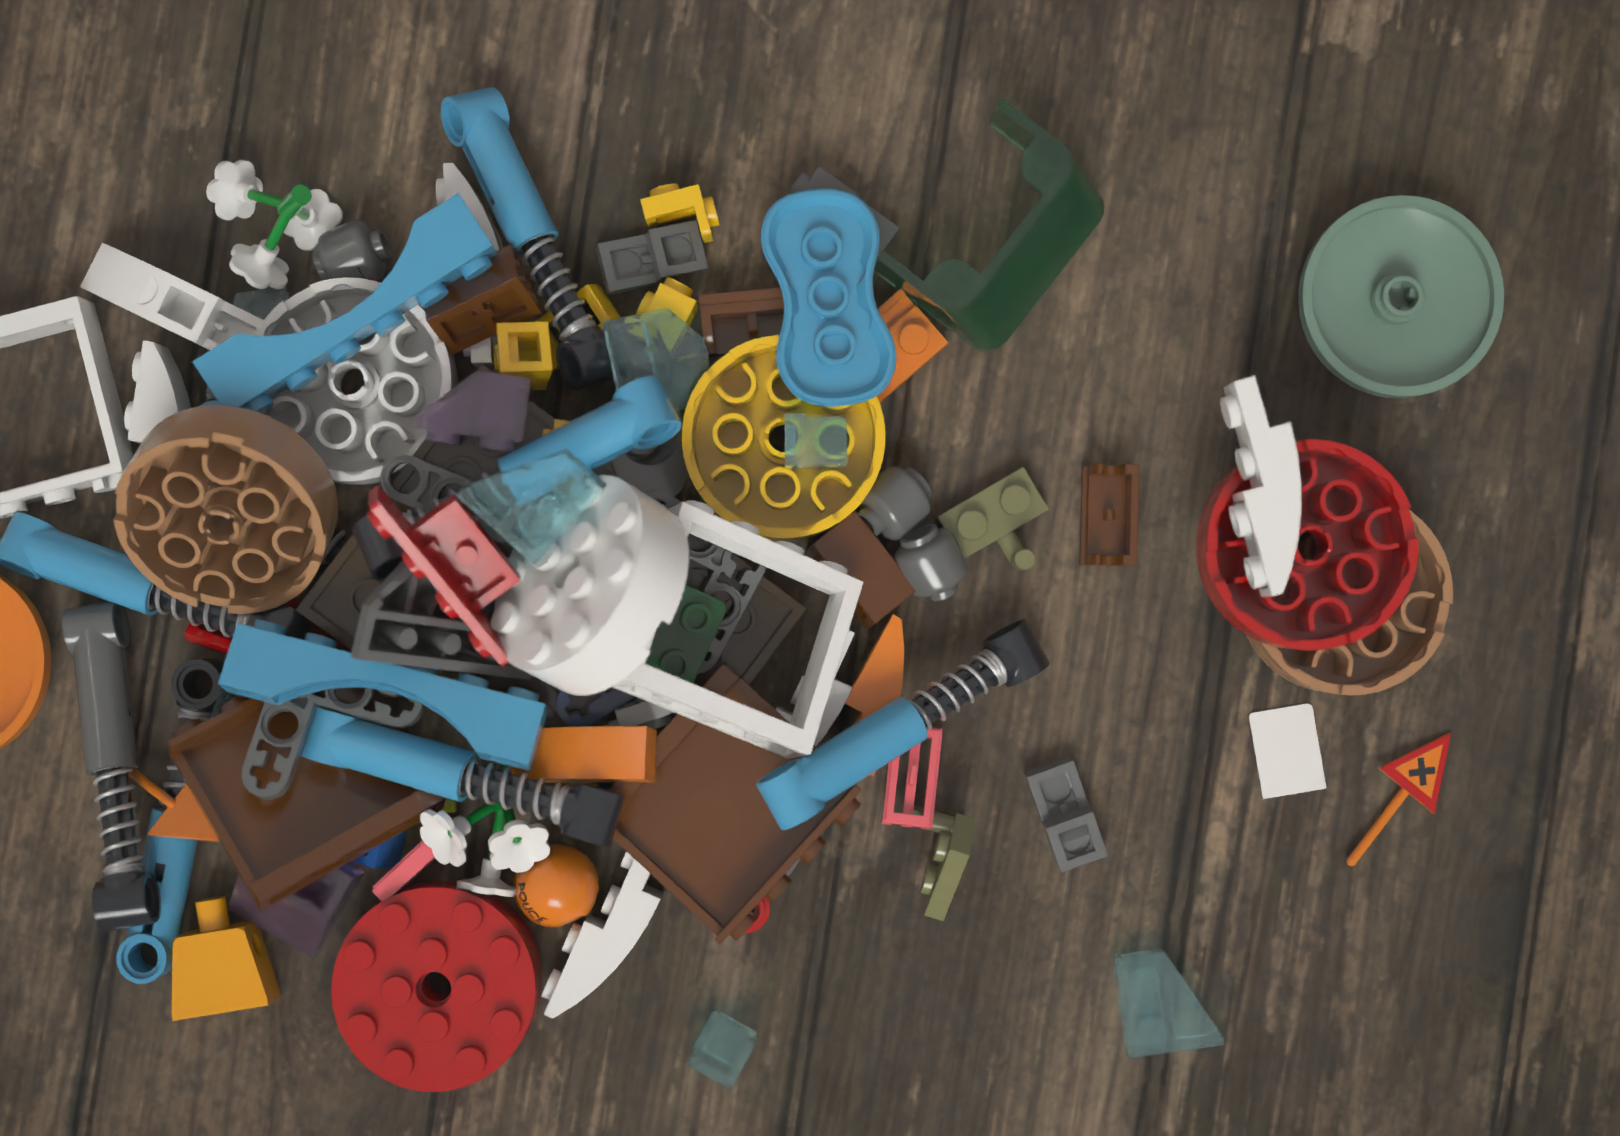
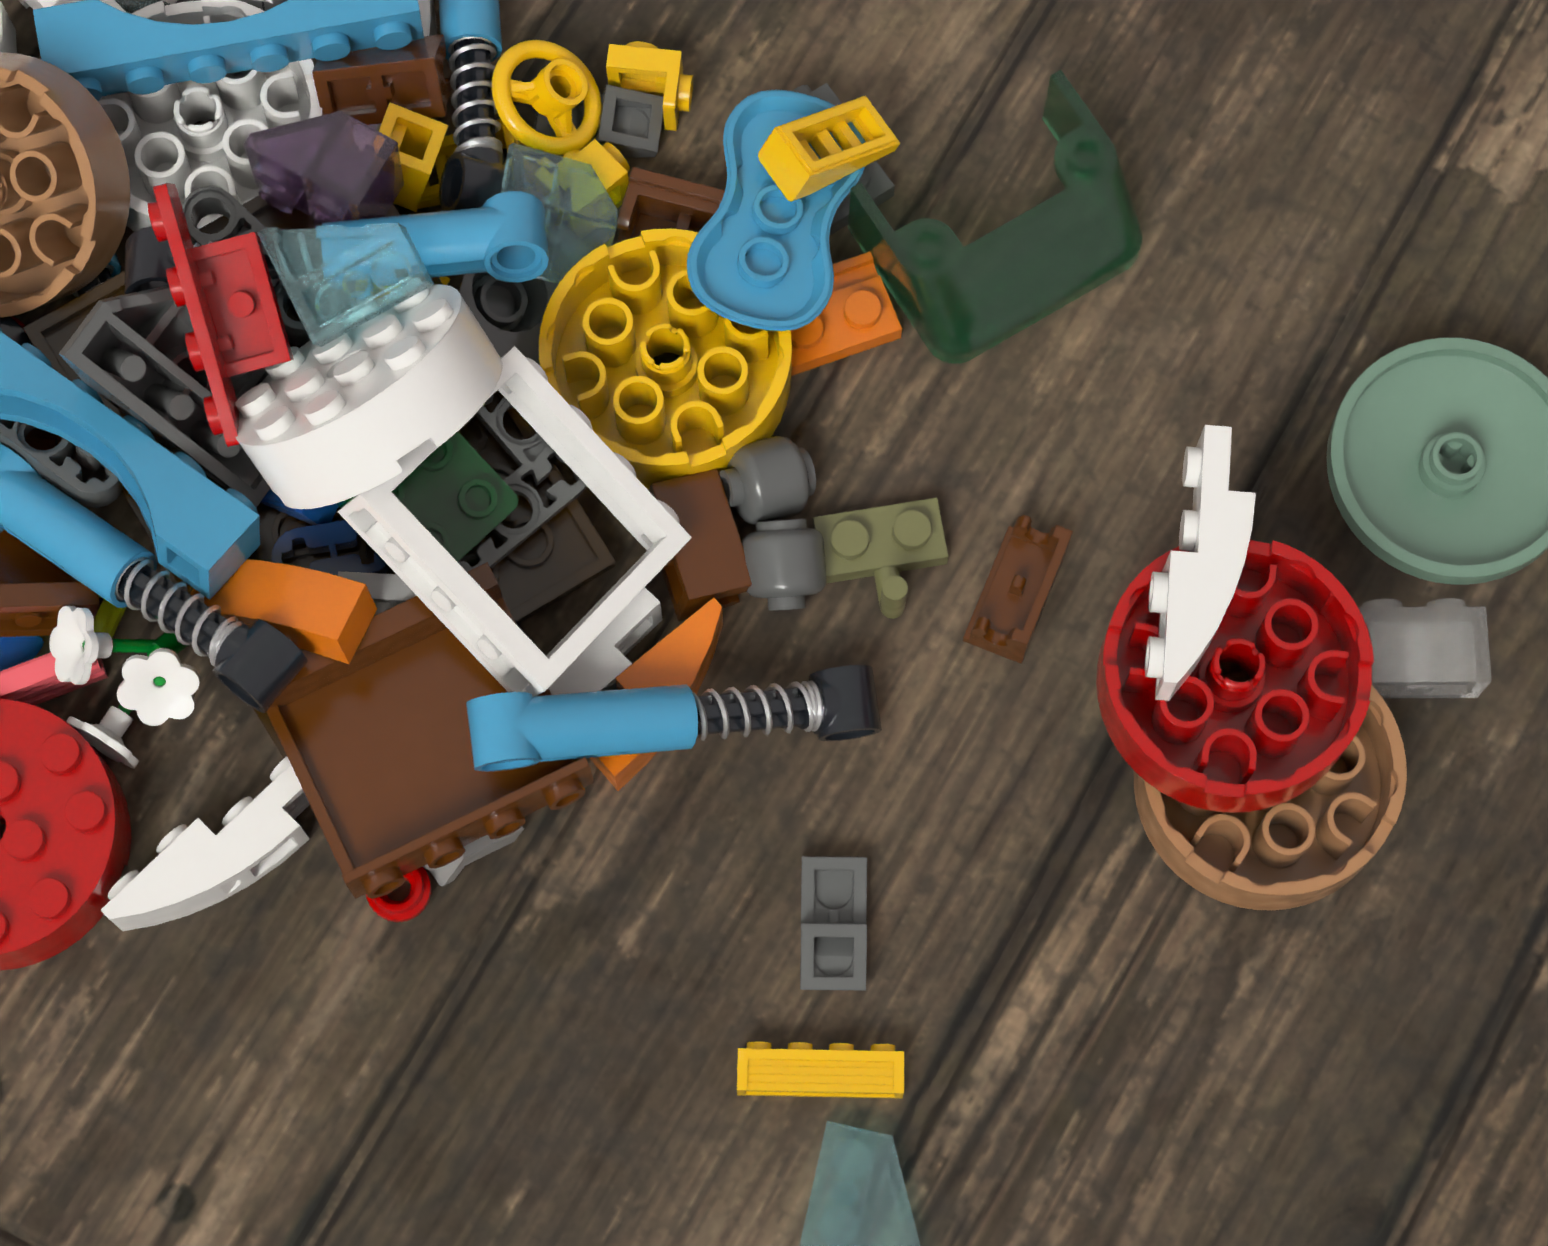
camera: 20 degrees right, 15 degrees down
(557, 887) = (183, 771): orange helmet -> none
(626, 245) = (552, 94): none -> yellow piece
(722, 1048) = (300, 1046): clear light blue panel -> none
(815, 442) = (695, 359): clear light blue panel -> none
(830, 257) = (797, 167): none -> yellow slope
(907, 819) = (639, 847): coral tile -> none
(952, 854) = (675, 894): olive plate -> none
(1098, 925) = (820, 1073): none -> yellow piece
(1287, 750) = (1137, 953): white sticker -> none
(1418, 775) = (1290, 1041): piece -> none
(1426, 451) = (1428, 648): none -> clear brick

